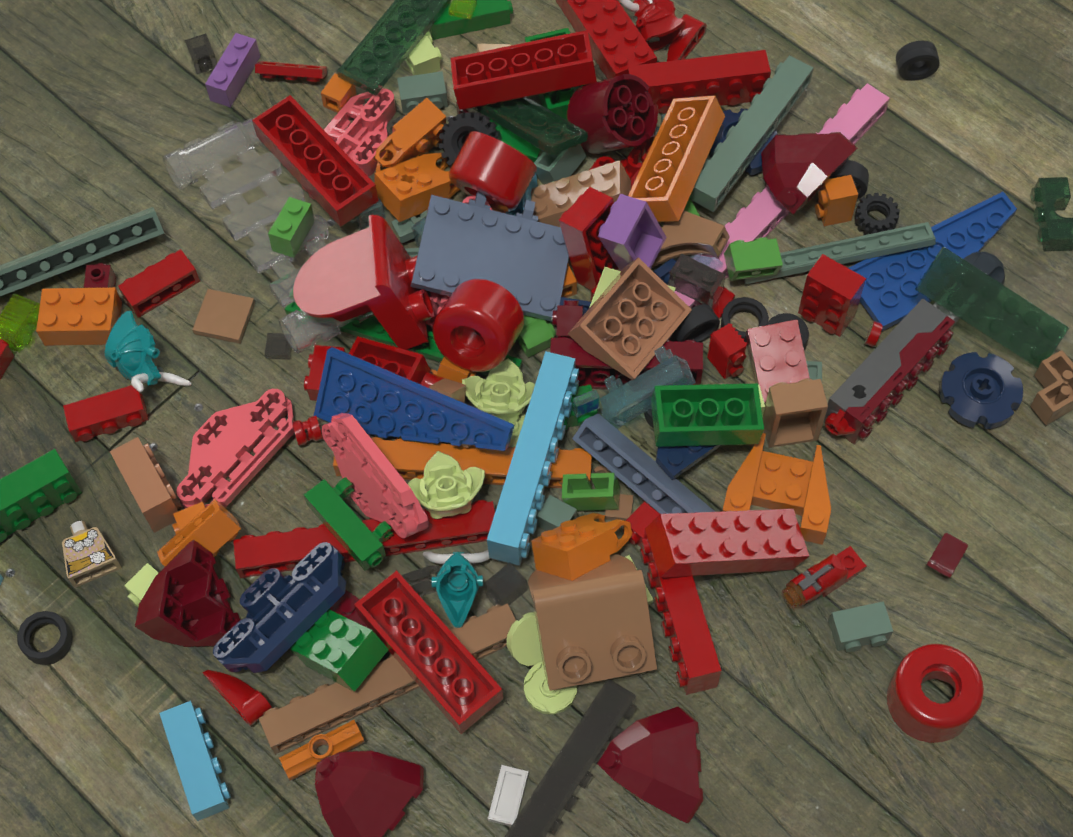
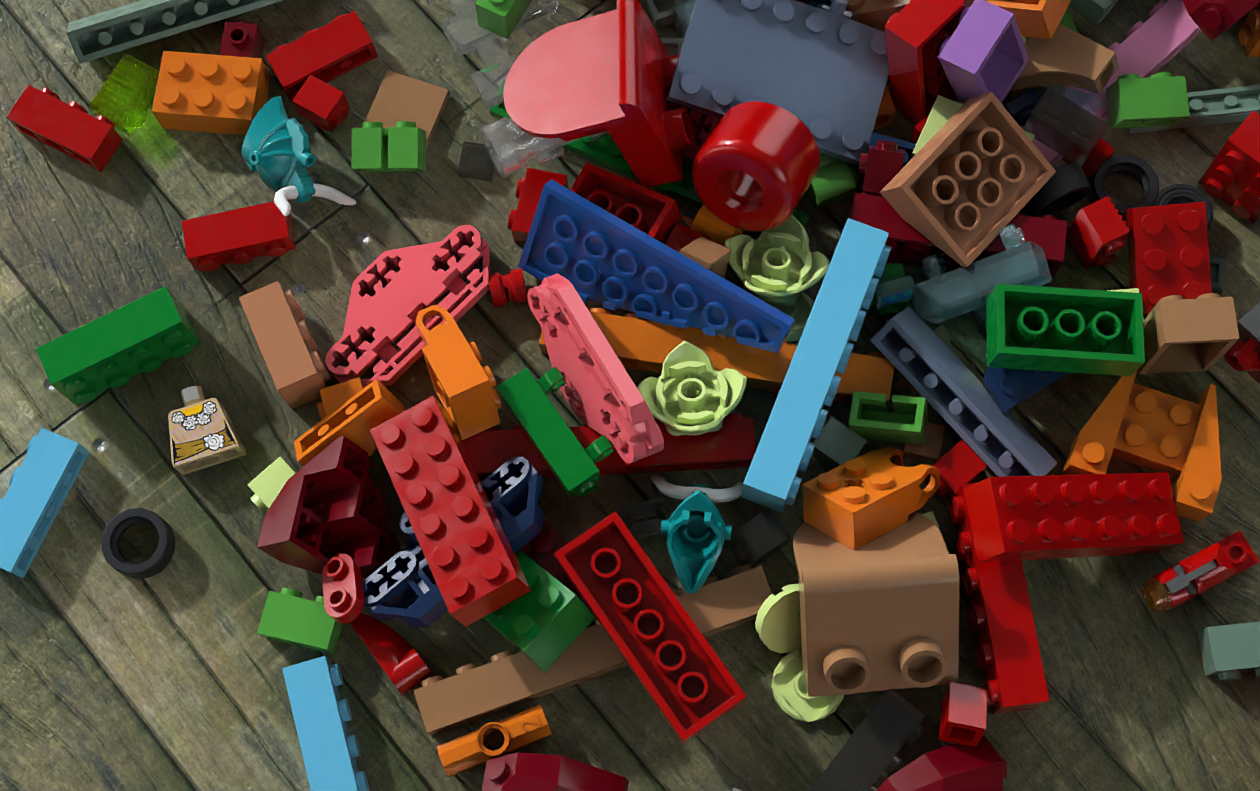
camera: 10 degrees right, 10 degrees up
(161, 316) = (321, 104): none -> red brick
(171, 680) = (299, 621): none -> bright green brick
(200, 650) = (342, 582): none -> red plate
(212, 342) = (389, 148): none -> bright green piece
(275, 491) = (458, 376): none -> orange brick
(275, 583) = (449, 512): none -> red brick
(662, 684) = (963, 714): none -> brick

